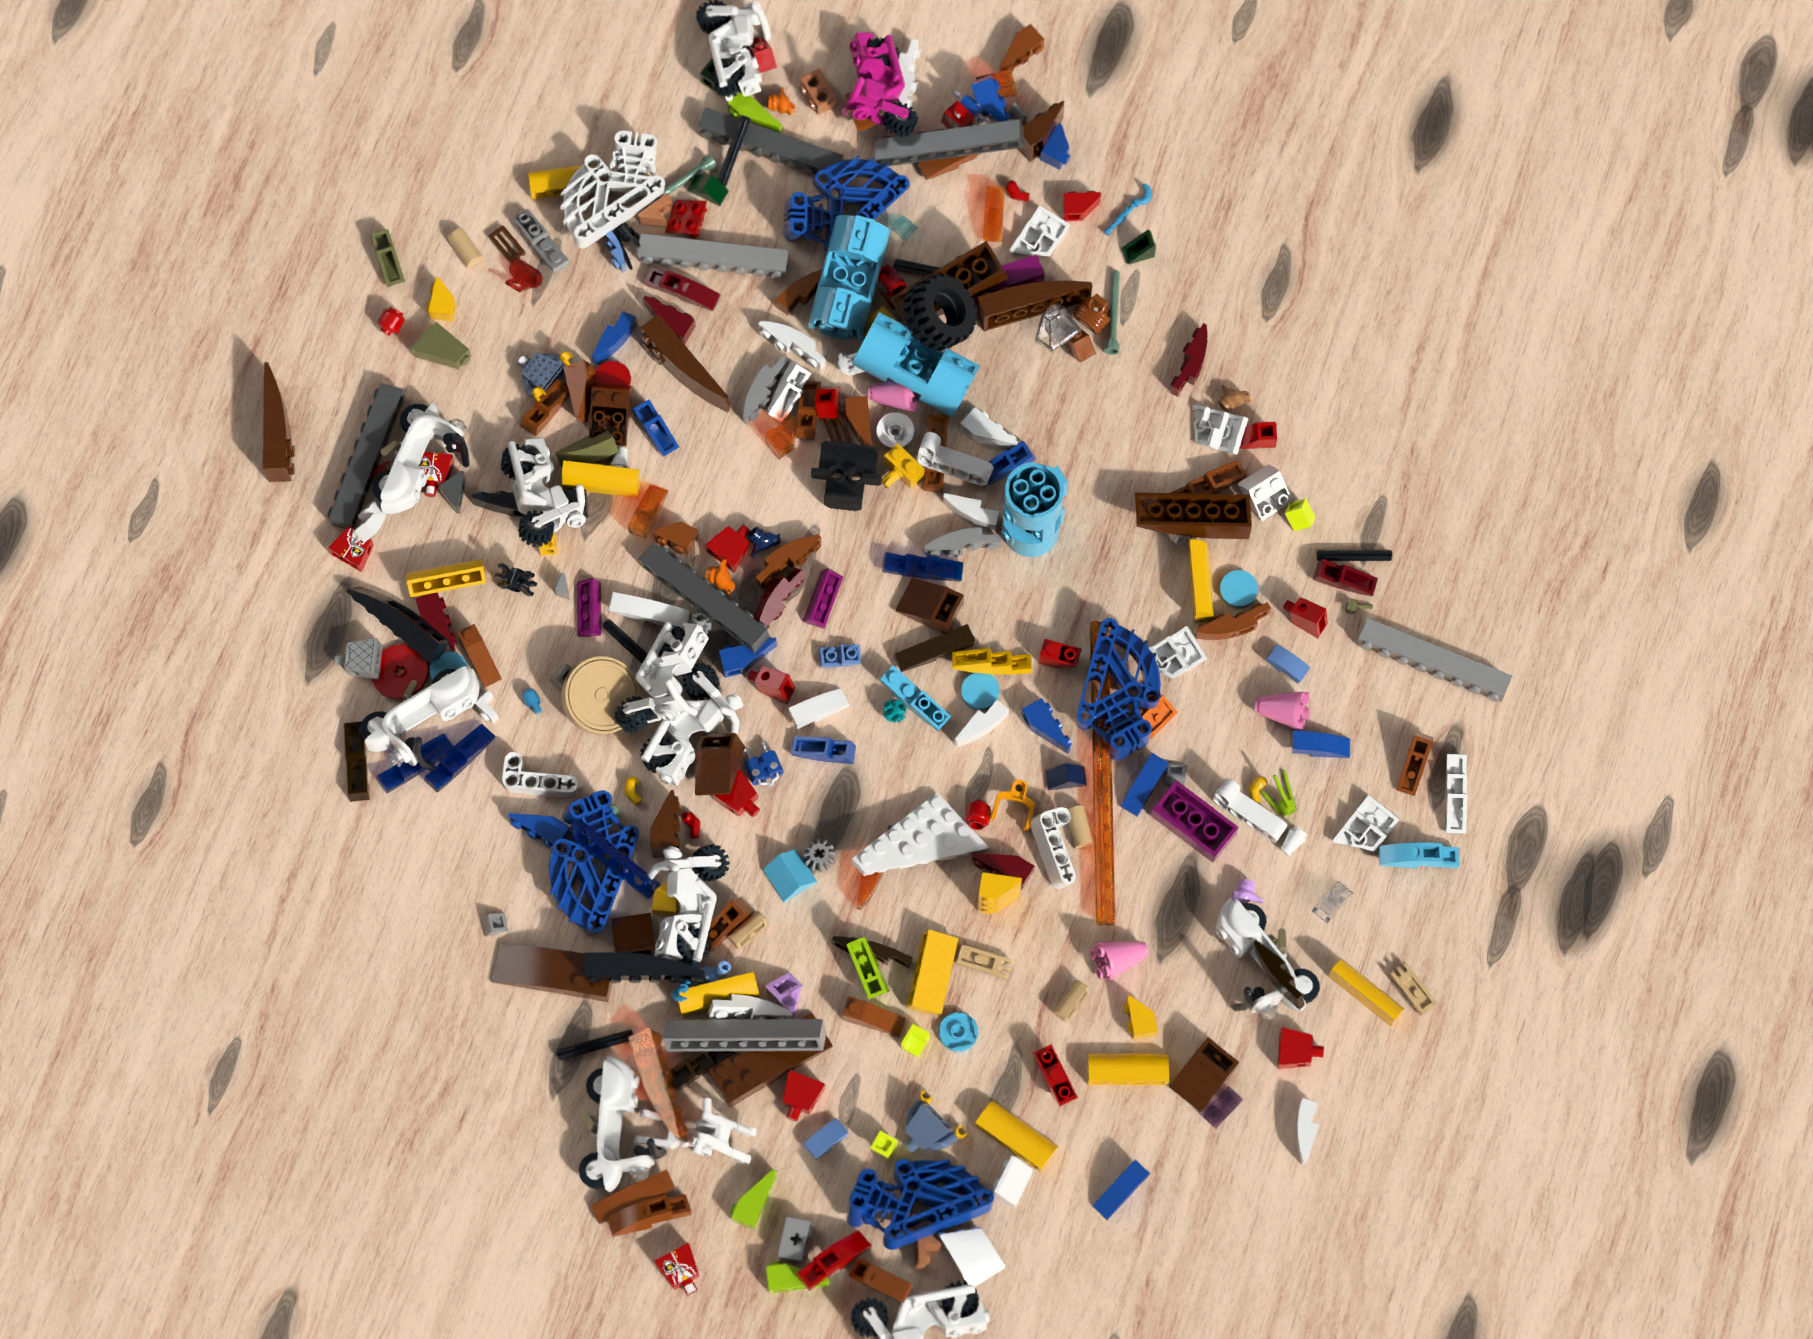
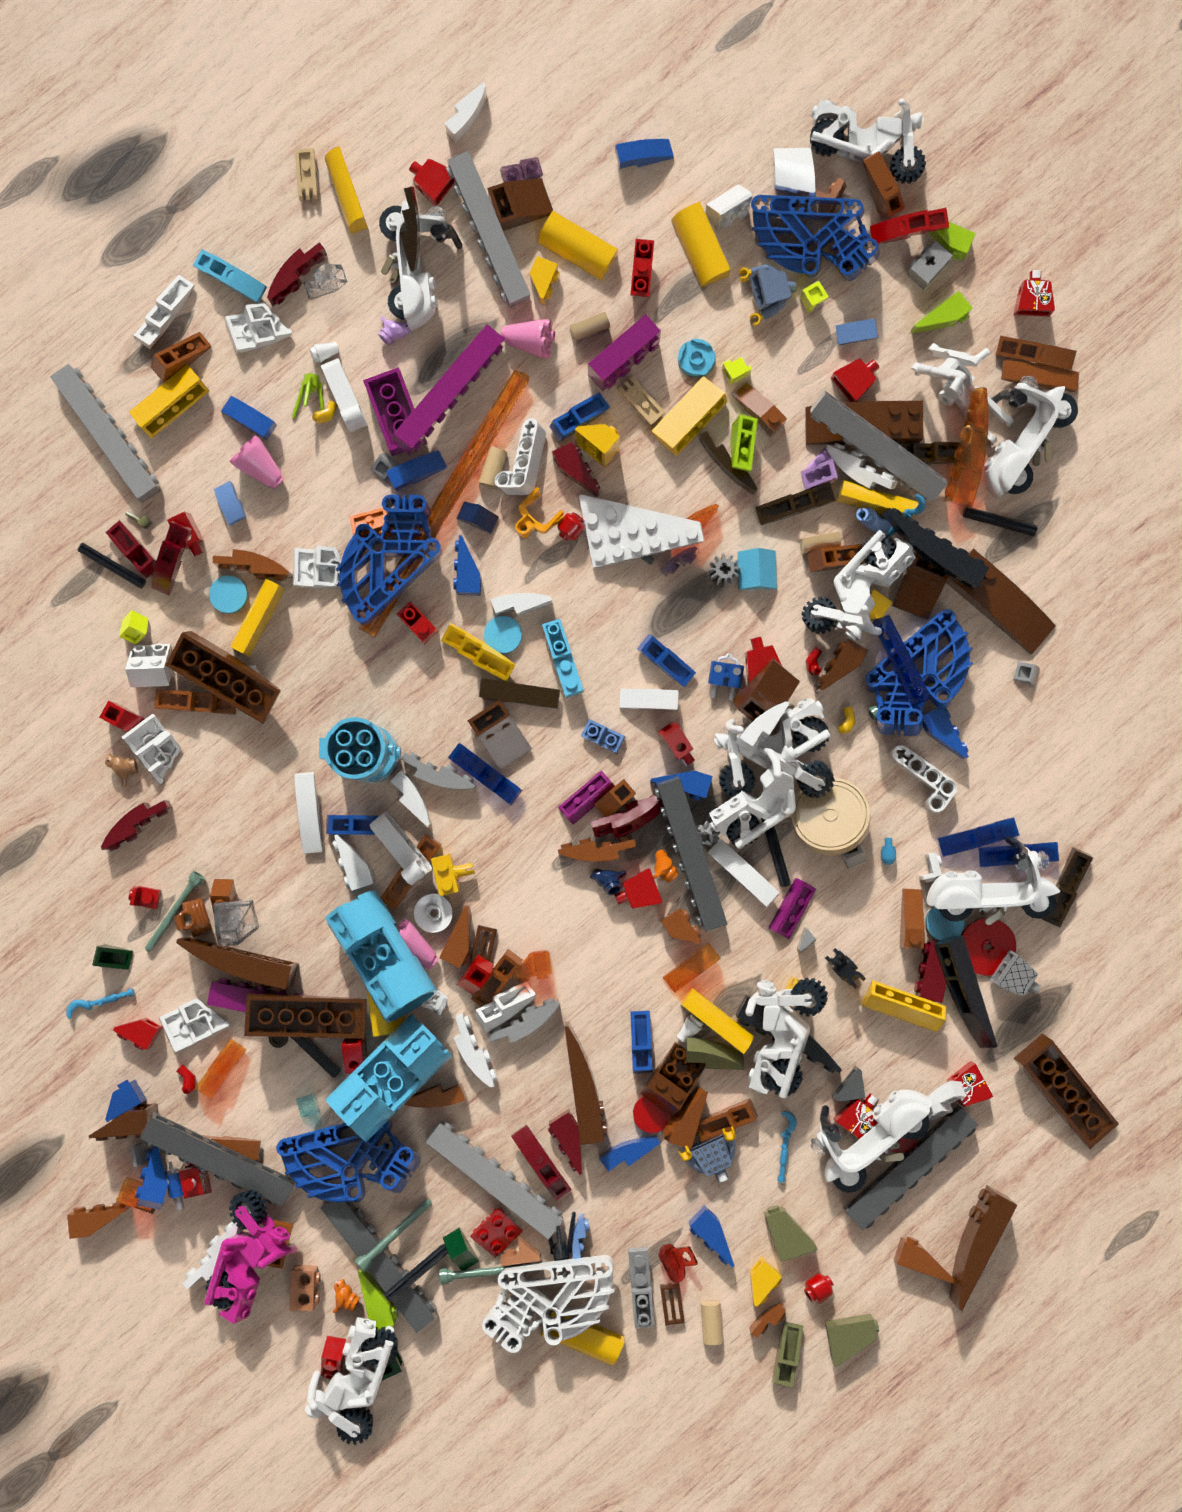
camera: 150 degrees left, 15 degrees up
(266, 590) = (1066, 1090): none -> reddish brown slope
(318, 389) = (915, 1257): none -> dark orange slope
(343, 299) = (850, 1336): none -> olive slope
(420, 276) = (772, 1315): none -> dark orange slope
(487, 424) = (786, 1135): none -> dark azure piece
(508, 315) = (708, 1227): none -> blue slope
(706, 728) = (761, 726): none -> white slope
(781, 134) = (364, 1261): none -> sand green piece
(790, 950) = (795, 504): none -> dark brown slope
(796, 609) = (615, 798): none -> dark orange slope
(848, 461) = (493, 905): black piece -> none
(861, 843) = (683, 557): none -> slope
(894, 710) = (586, 657): teal gear -> none
(924, 320) = (347, 992): black tyre -> none
(1025, 986) = (624, 353): none -> magenta brick
(1030, 916) = (579, 415): none -> blue slope
(1052, 449) = (308, 812): none -> white slope
(1145, 309) = (144, 897): none -> red bracket
(1158, 864) = (448, 389): none -> magenta brick
(1209, 1023) = (488, 229): none -> light grey brick
(1304, 584) = (169, 558): none -> dark red slope
(1366, 887) = (288, 279): none -> dark red slope
(1398, 718) = (169, 401): none -> yellow brick

